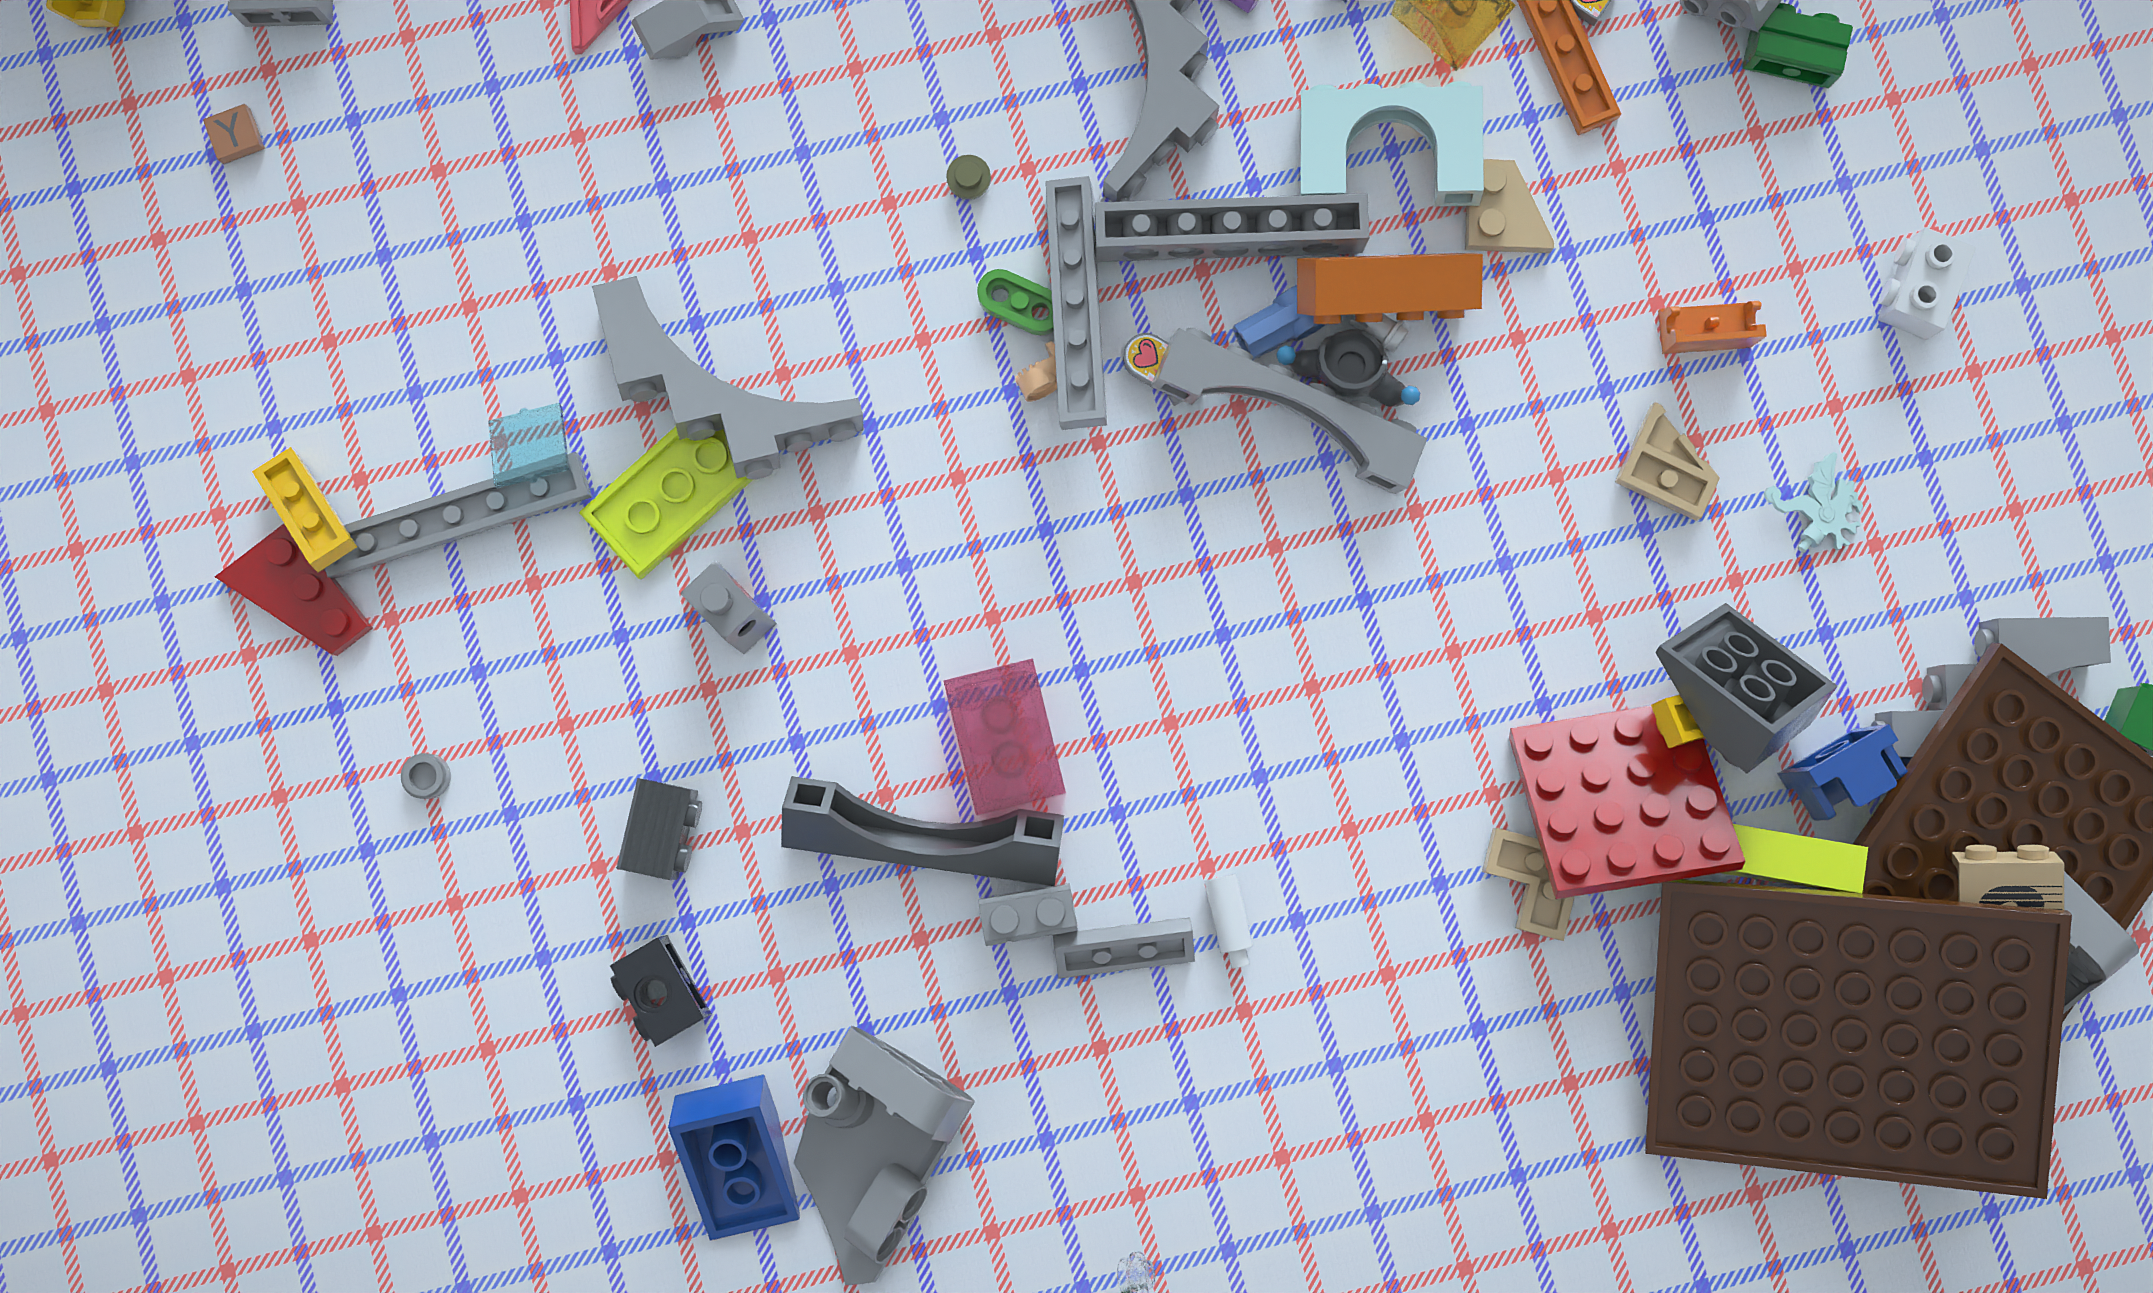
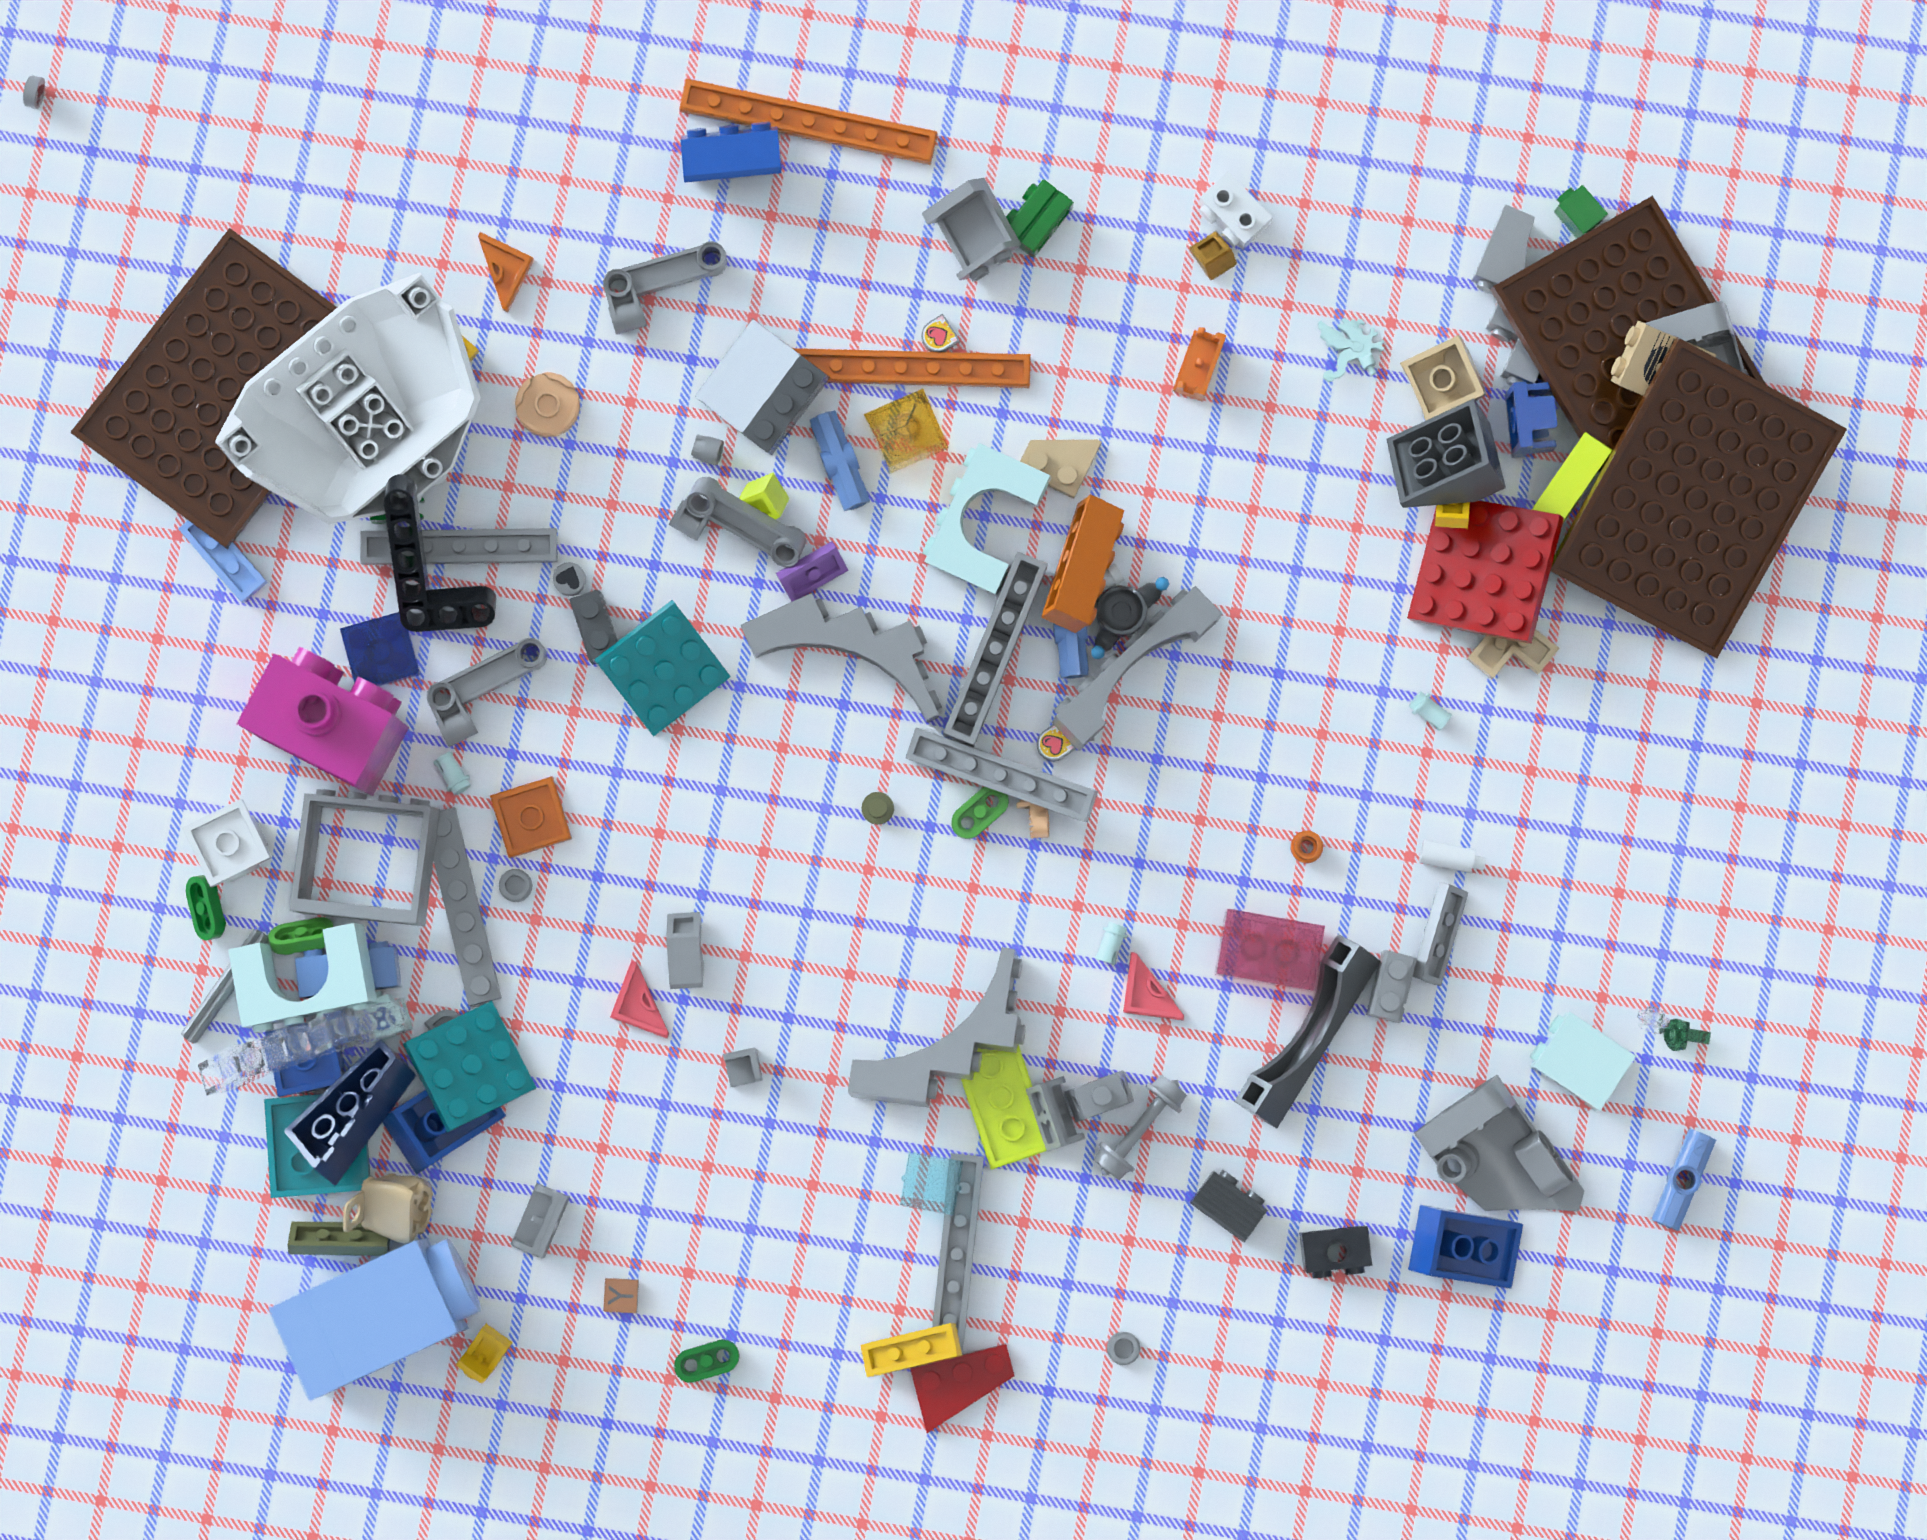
camera: 70 degrees left, 0 degrees up
(195, 272) = (707, 1361): none -> green plate
(576, 155) = (743, 1067): none -> light grey panel
(652, 657) = (1167, 1094): none -> light grey piece
(679, 559) = (1053, 1114): none -> light grey hinge
(883, 609) = (1146, 995): none -> coral tile
(928, 537) = (1111, 943): none -> light aqua pin
(1041, 1205) = (1581, 1060): none -> light aqua panel
(1160, 714) = (1311, 837): none -> orange plate
(1405, 809) = (1429, 710): none -> light aqua pin
(1667, 467) = (1280, 436): tan wing -> none
(1844, 637) = (1444, 377): none -> tan slope
(1853, 286) = (1213, 255): none -> pearl gold slope

